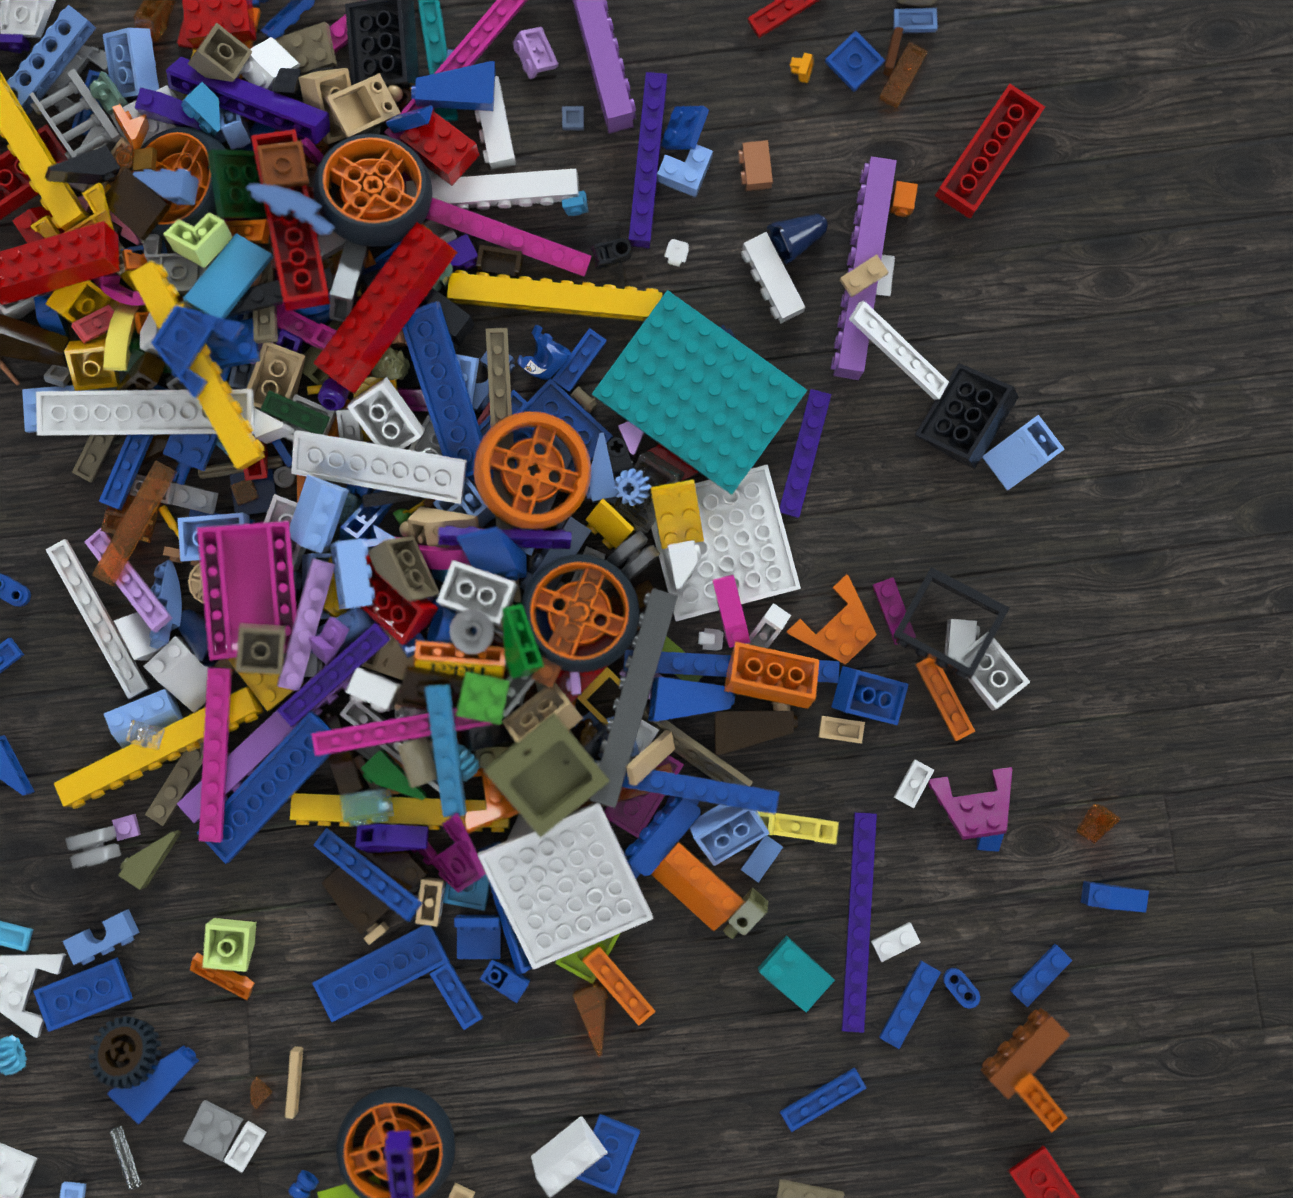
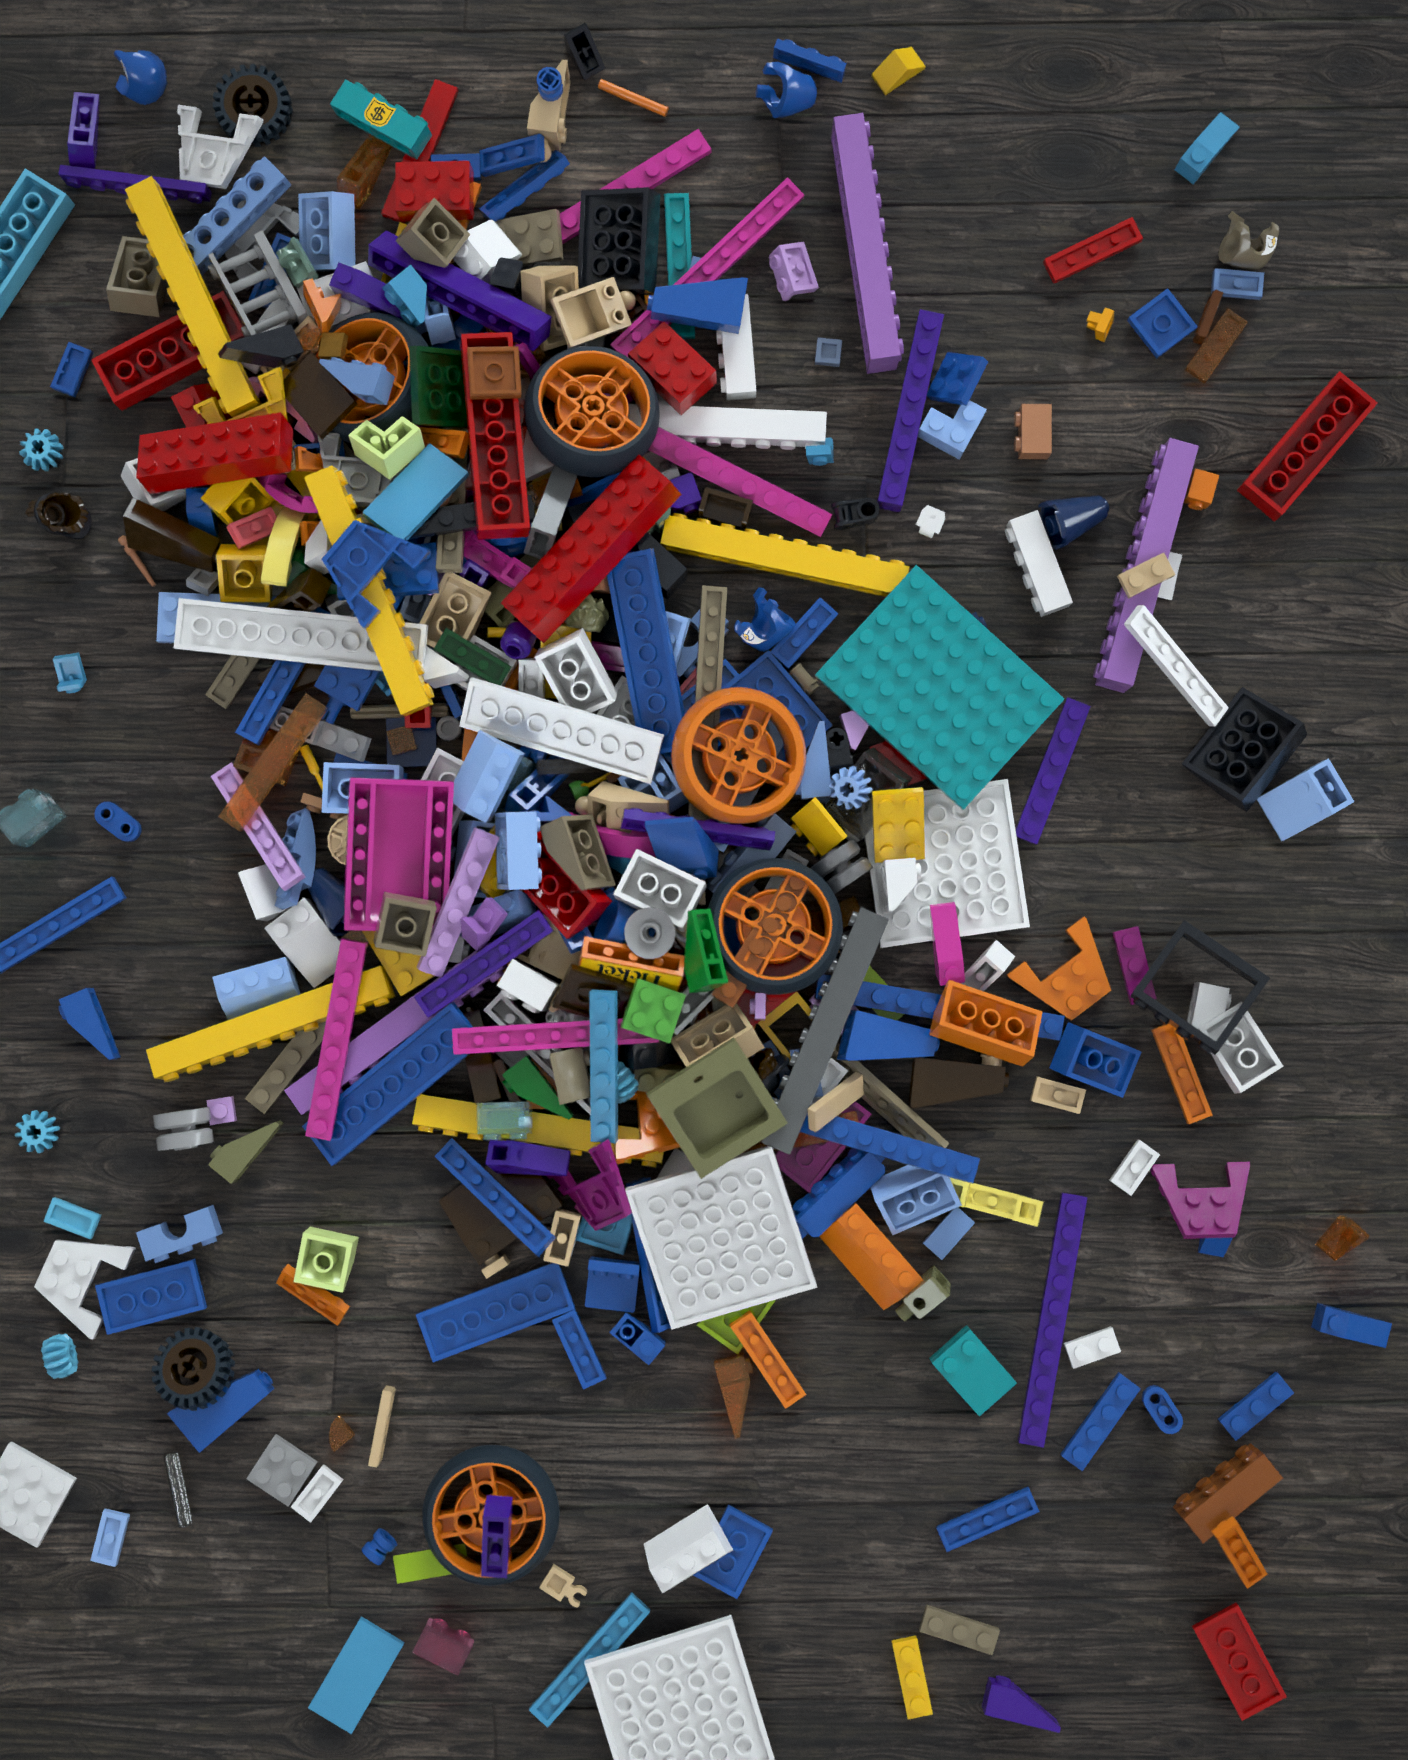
camera: 10 degrees right, 0 degrees up
(97, 619) = (216, 867): white plate -> none
(145, 734) = (258, 1006): clear bracket -> none
(285, 200) = (492, 413): medium blue slope -> none
(410, 119) = (643, 334): blue slope -> none
(711, 639) = (918, 973): white piece -> none

